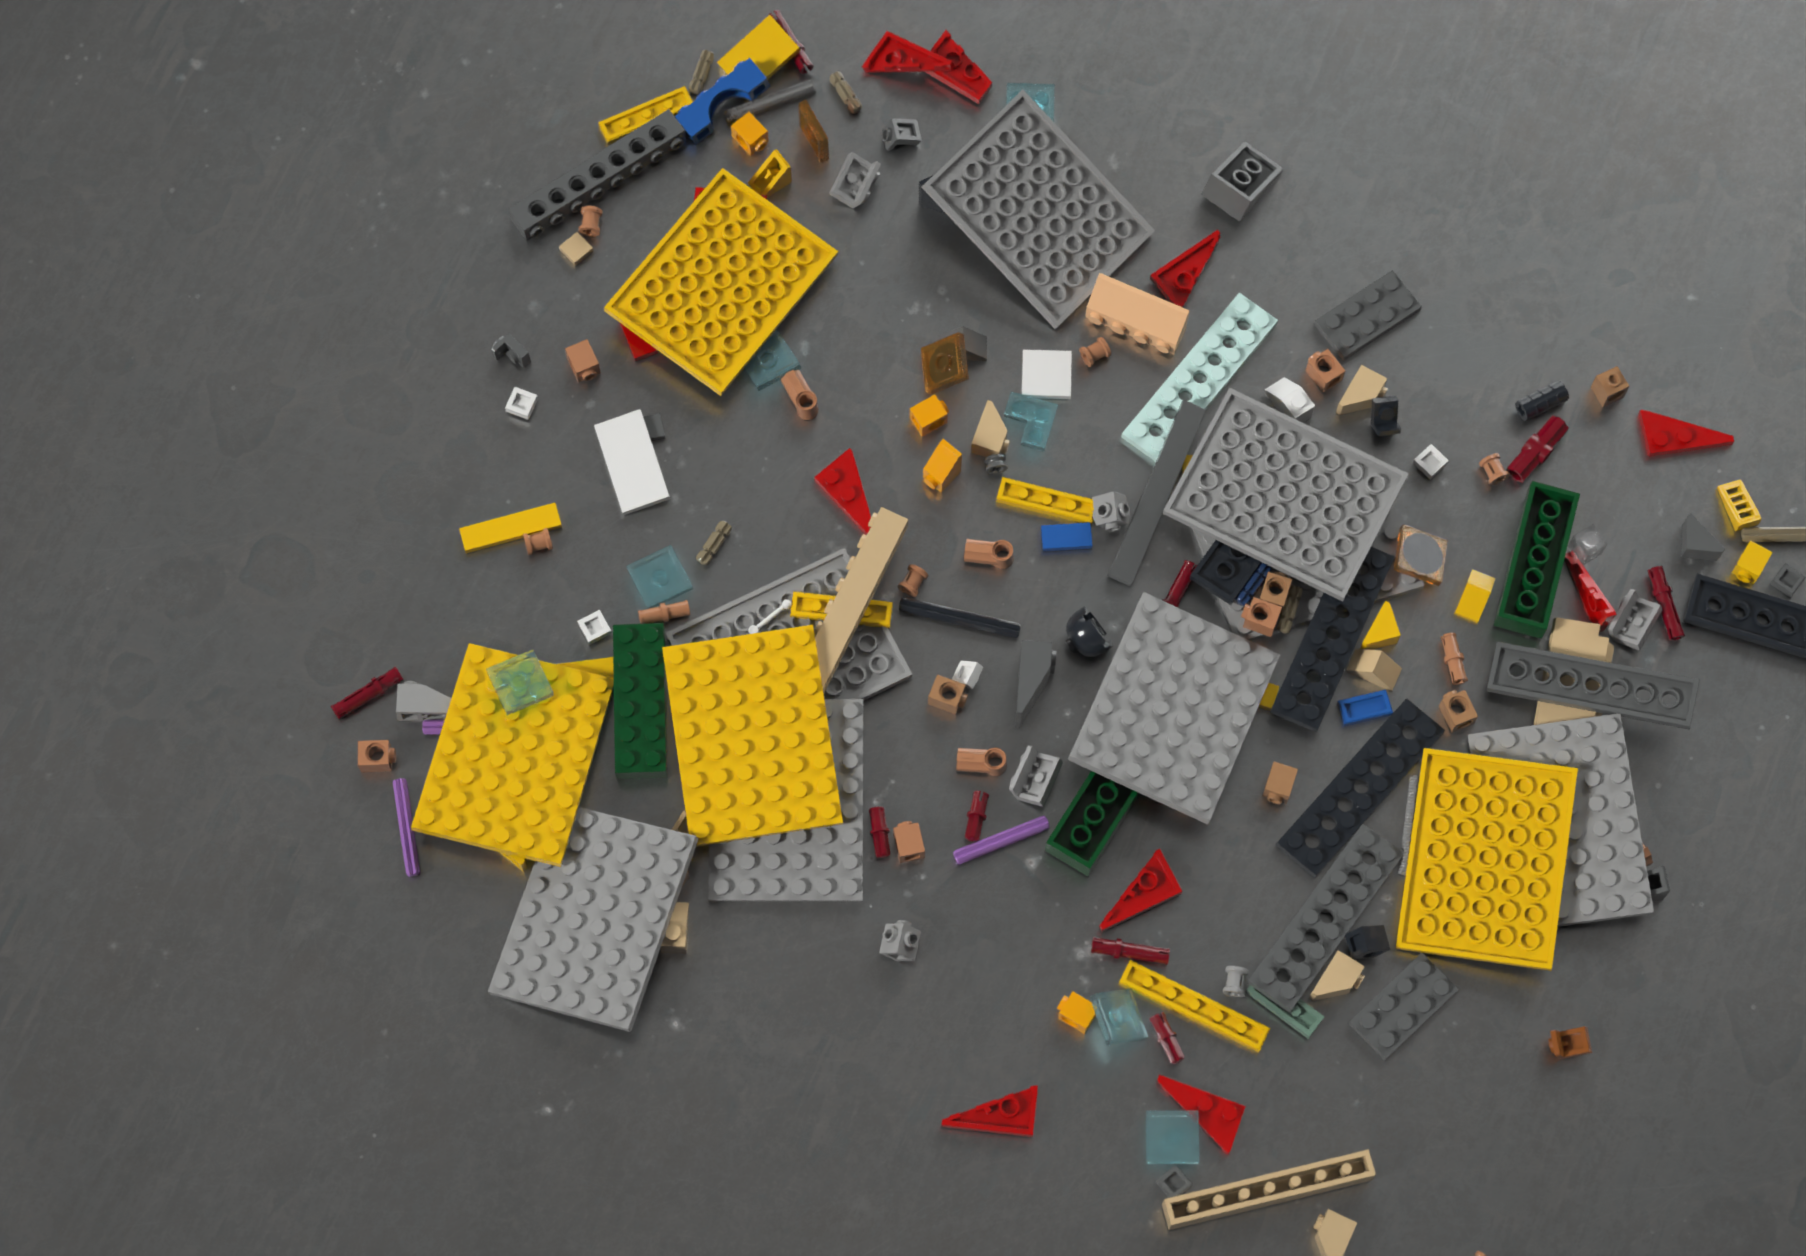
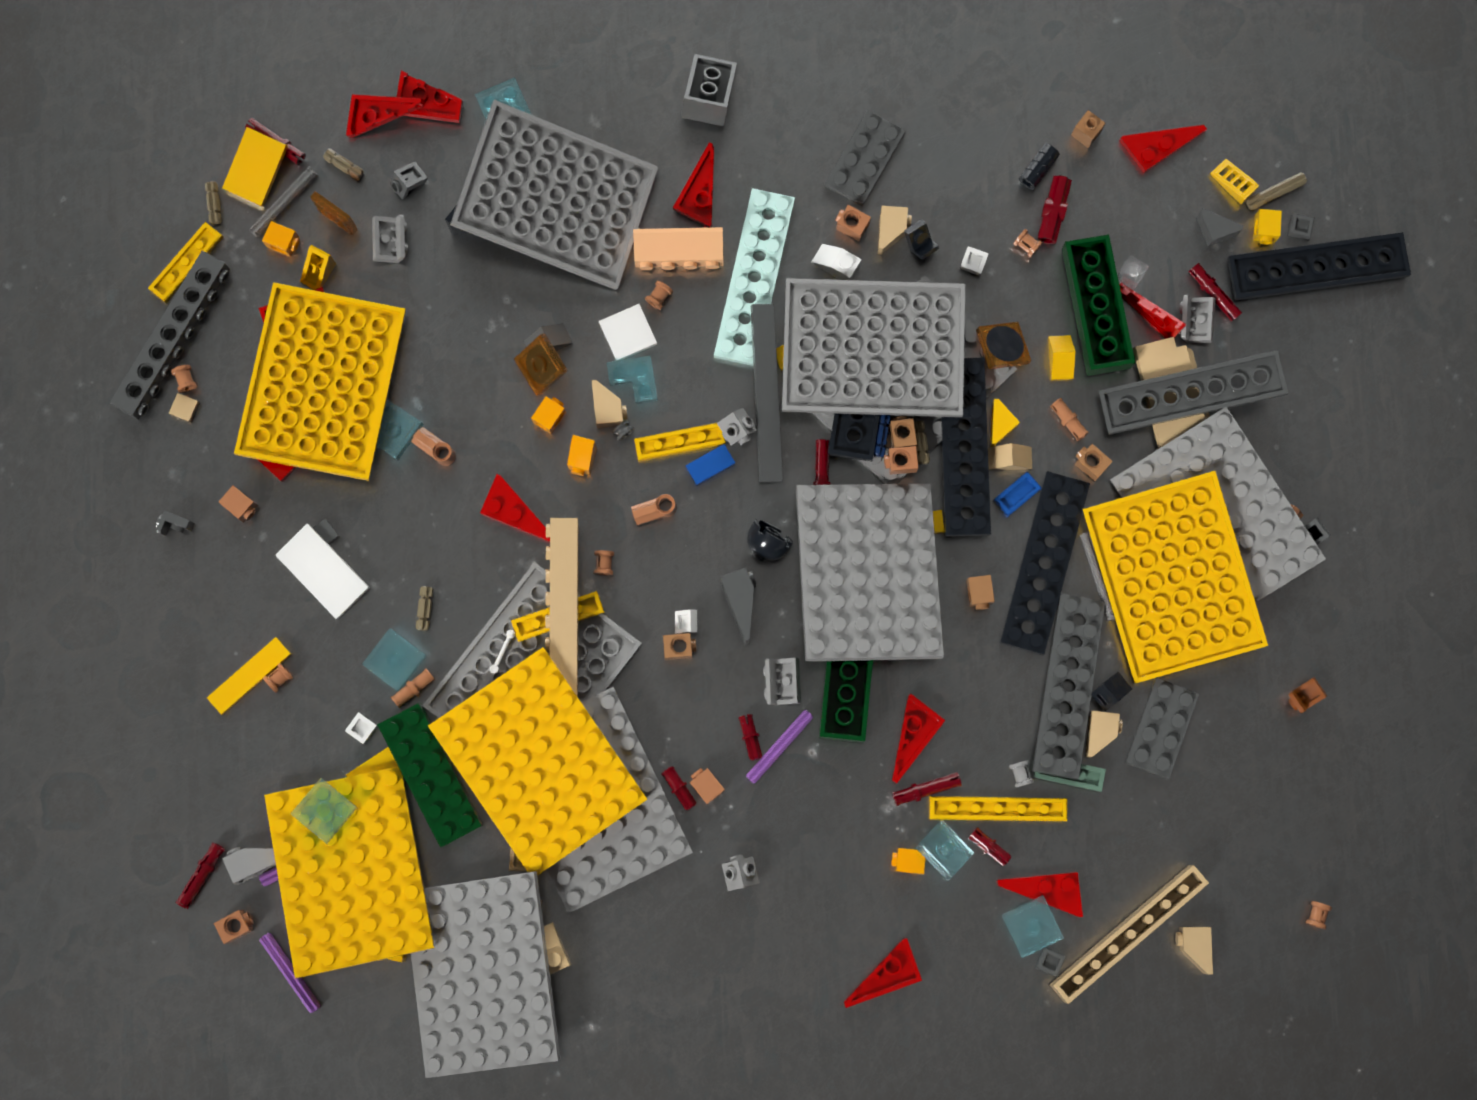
camera: 25 degrees left, 10 degrees up
(521, 403) = (205, 564): white plate -> none
(743, 82) = (253, 197): blue arch -> none
(959, 617) = (656, 575): black axle -> none
(978, 761) = (729, 690): nougat piece -> none

